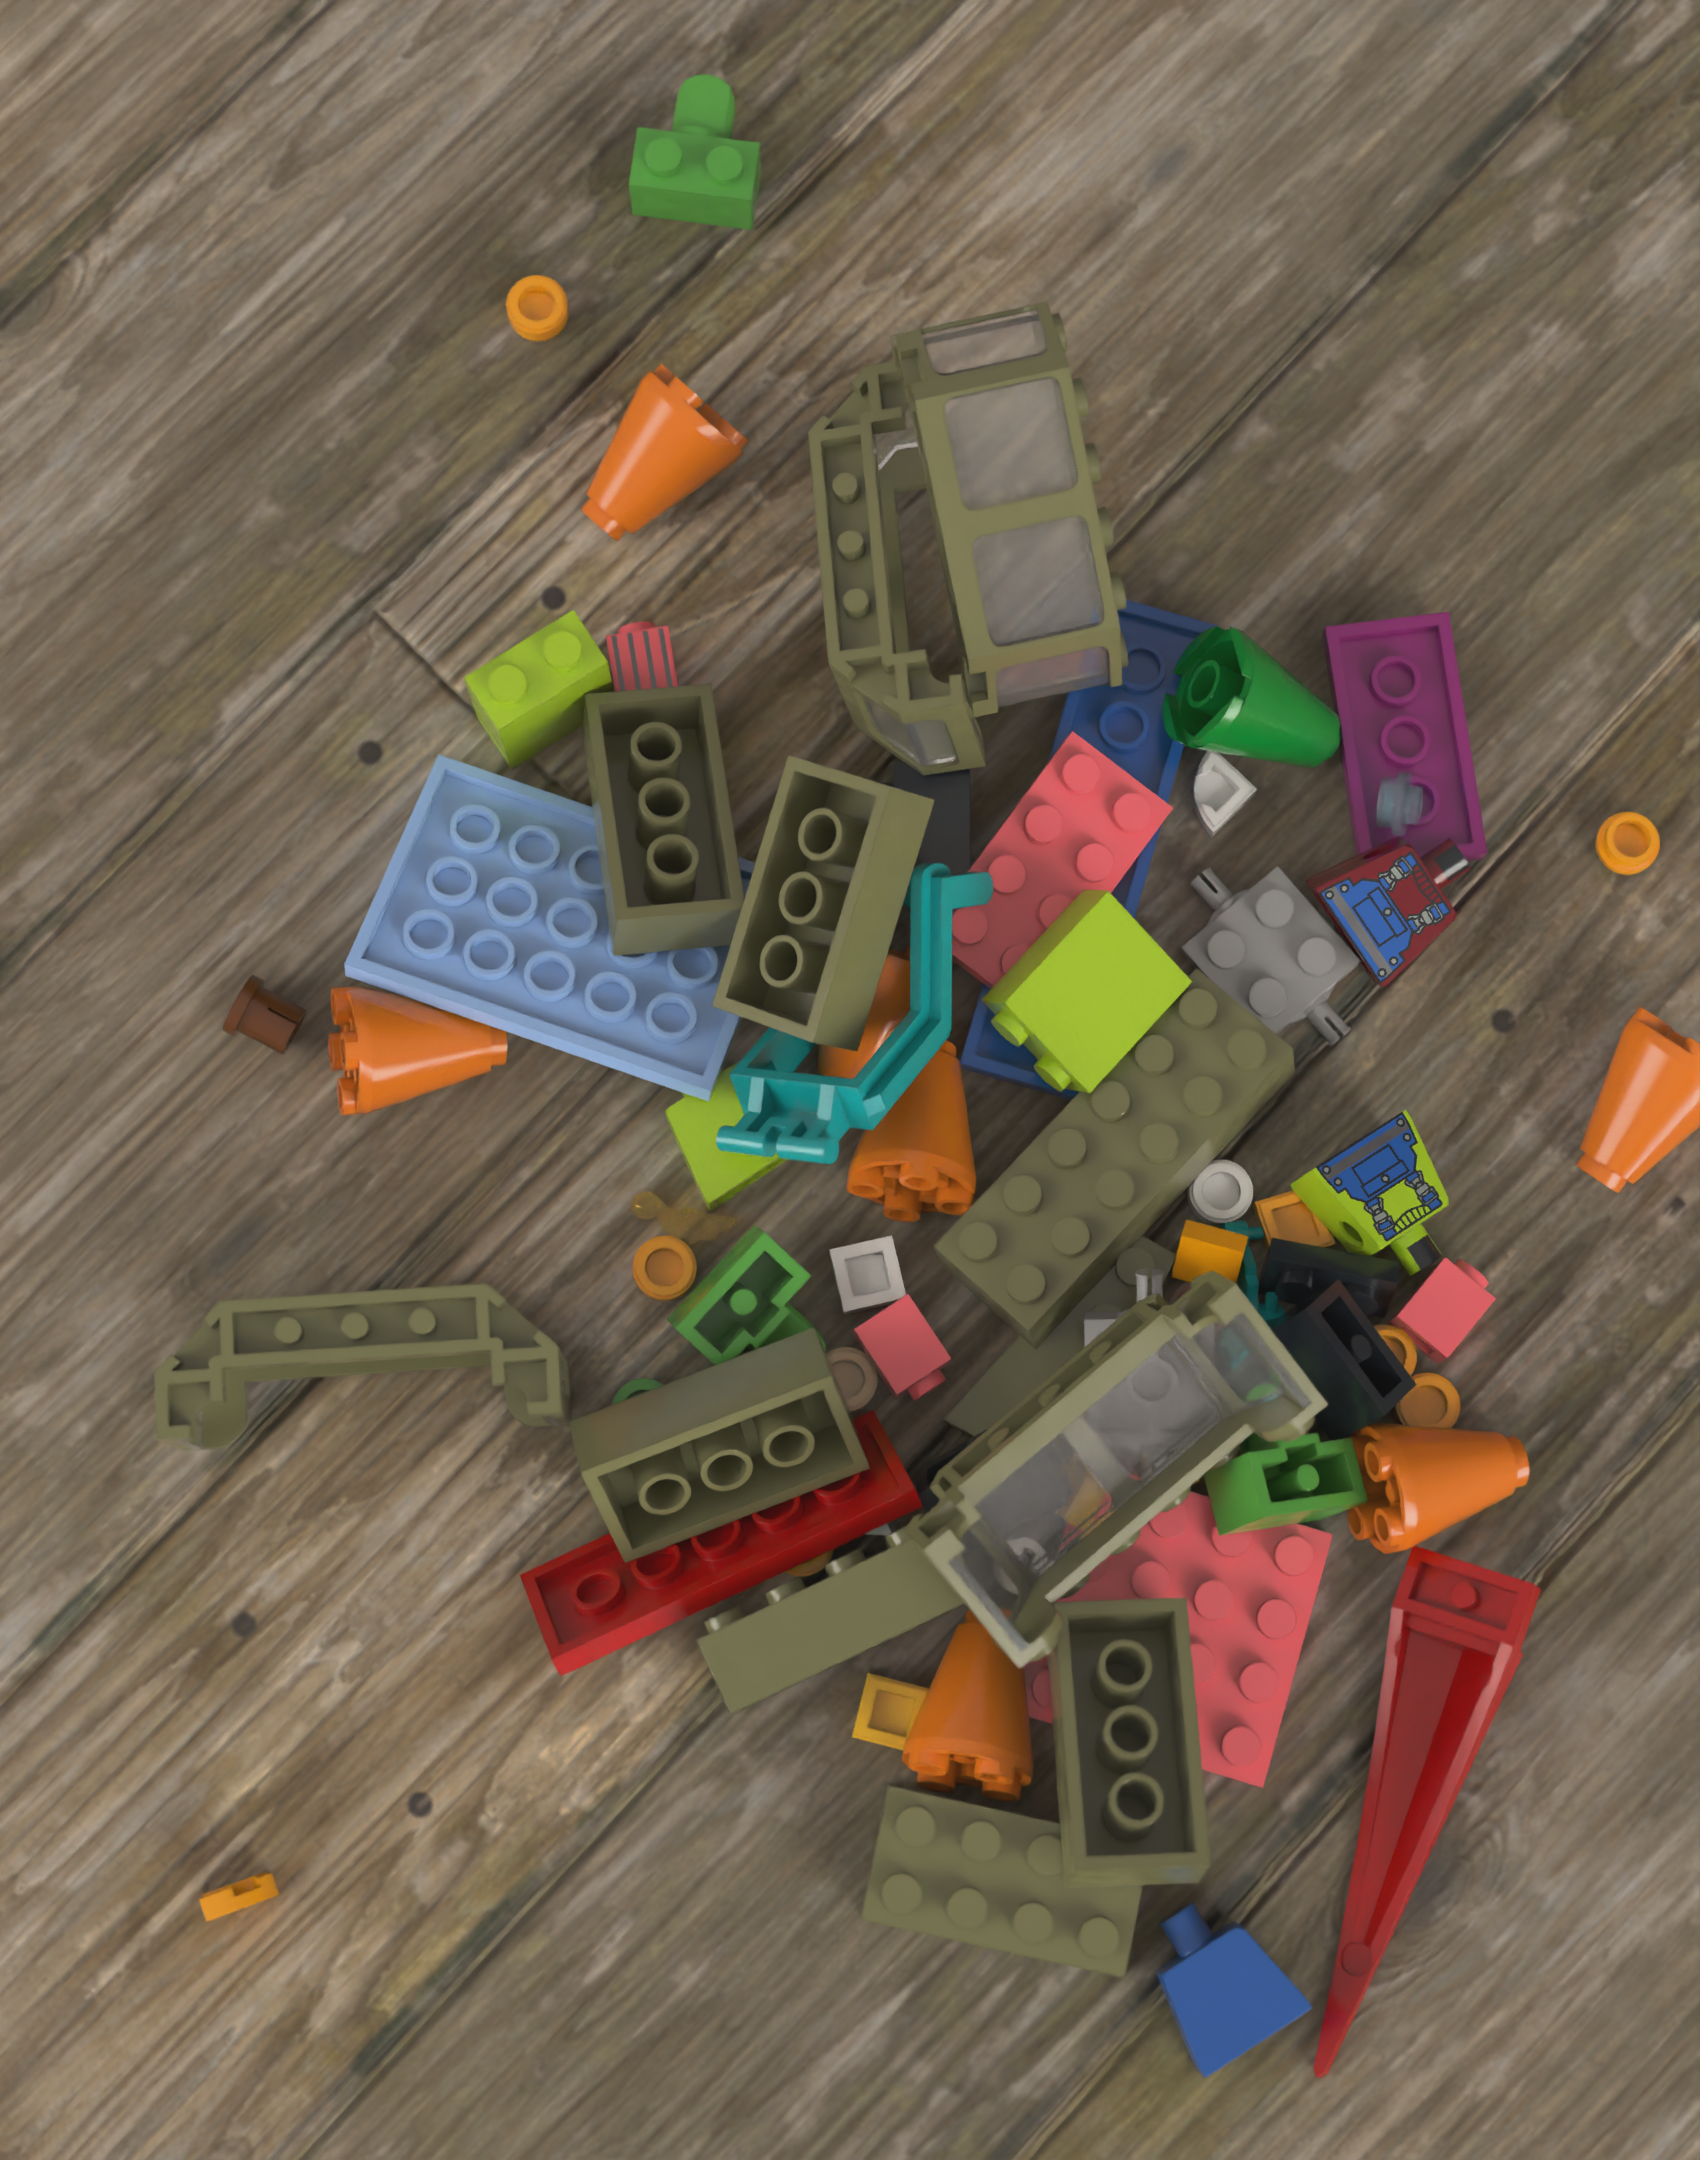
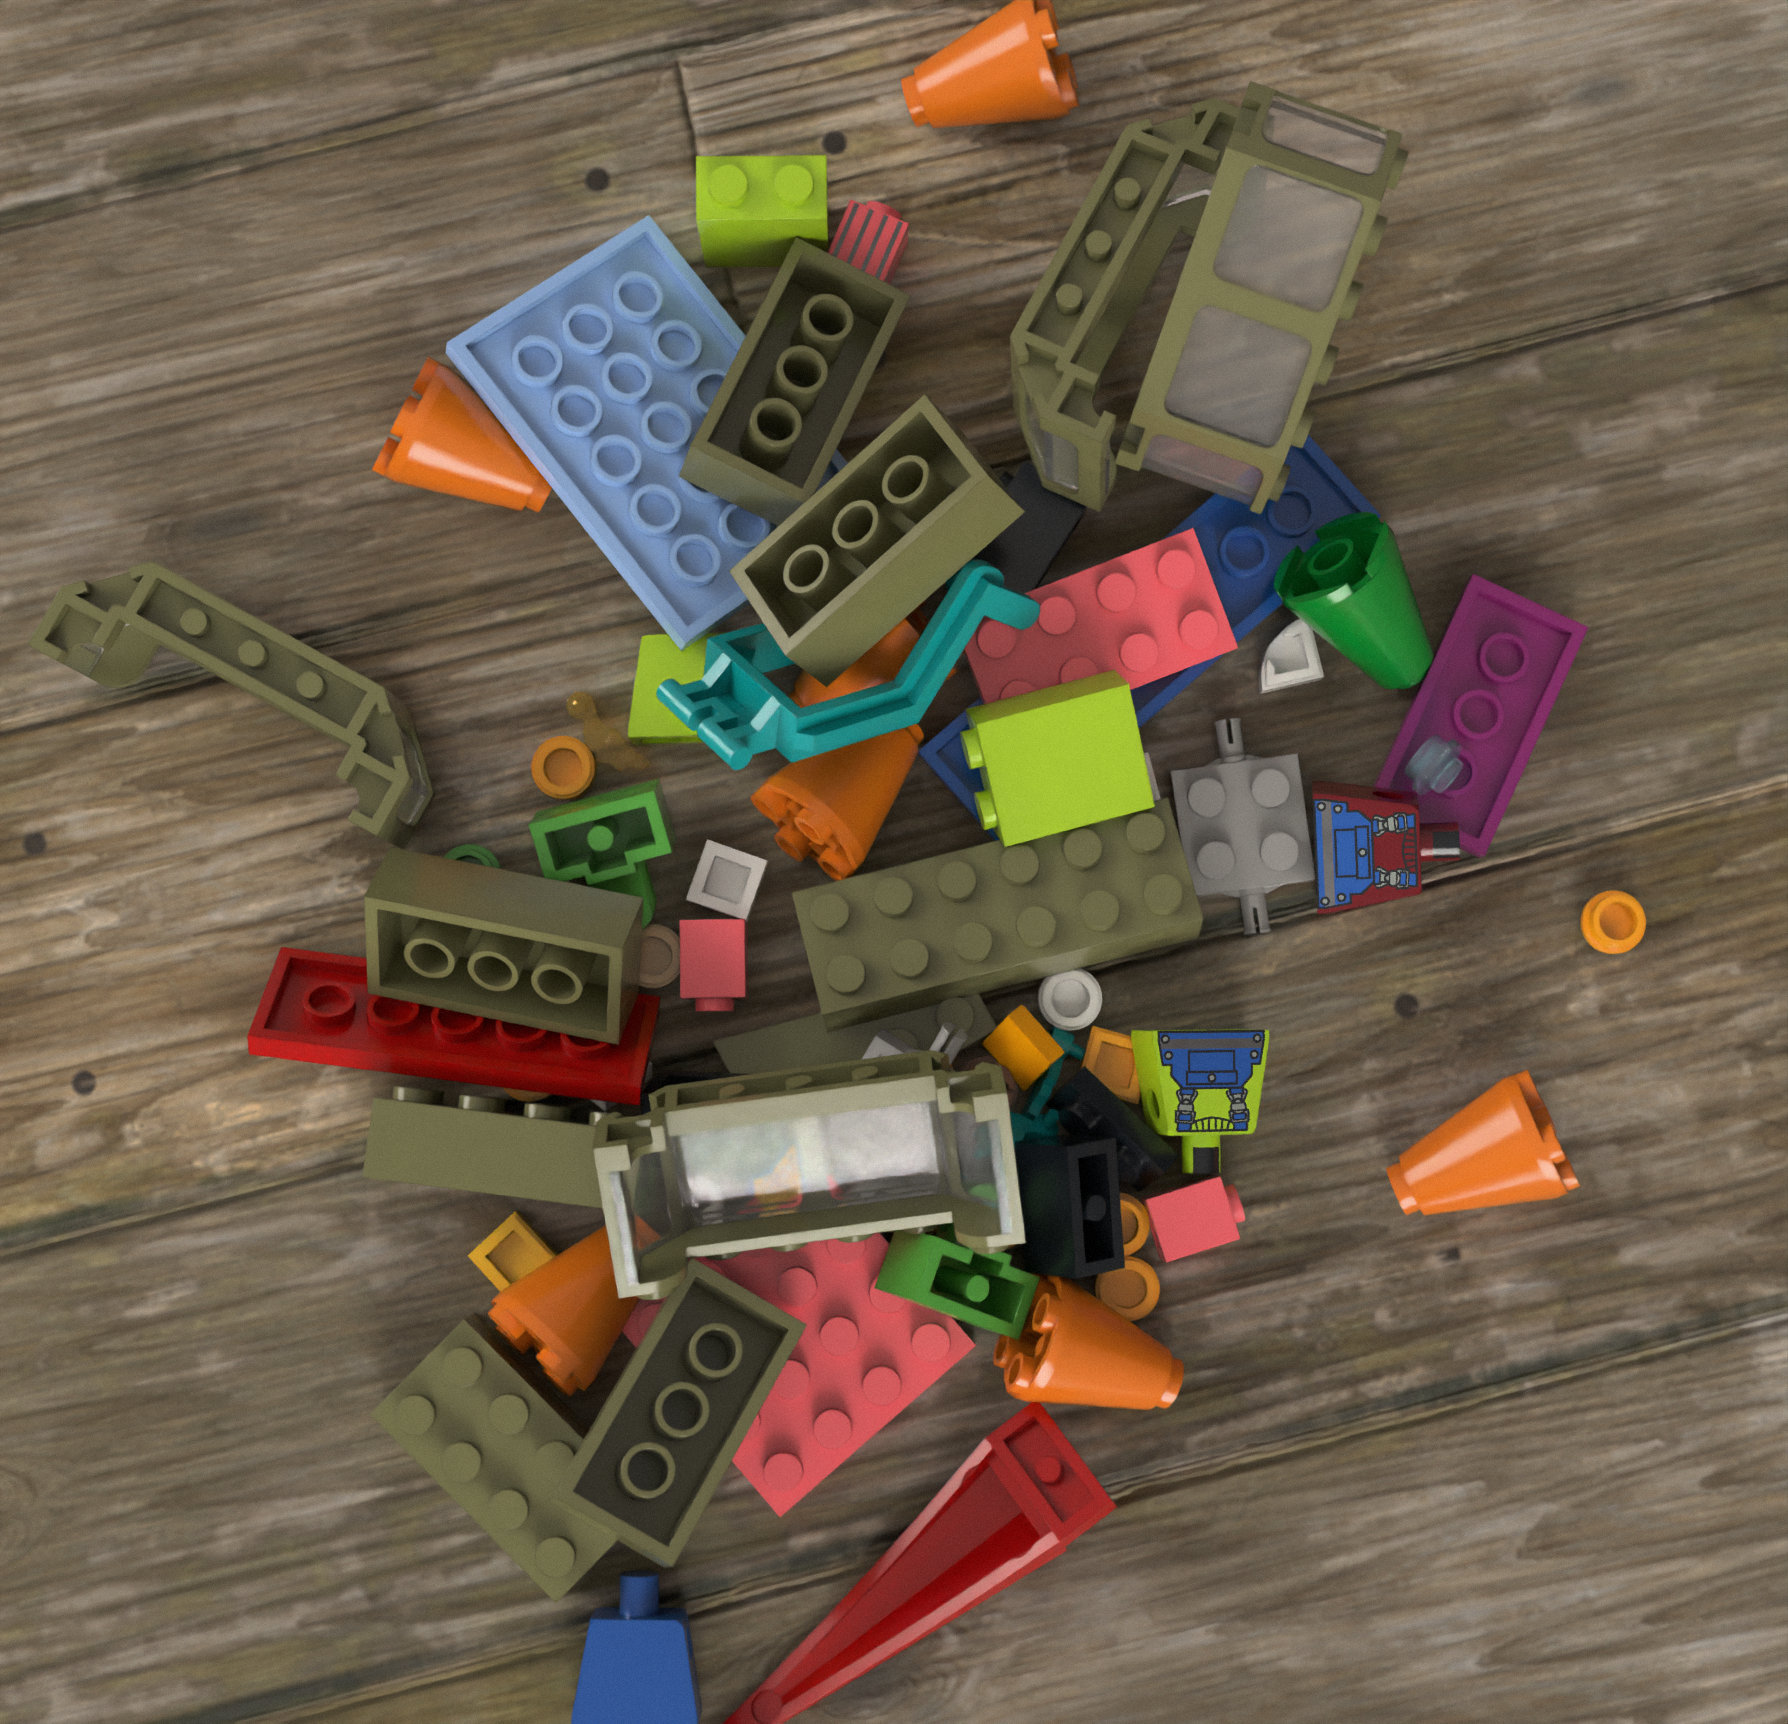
camera: 30 degrees right, 5 degrees up
(264, 1016) = (364, 346): reddish brown bush -> none

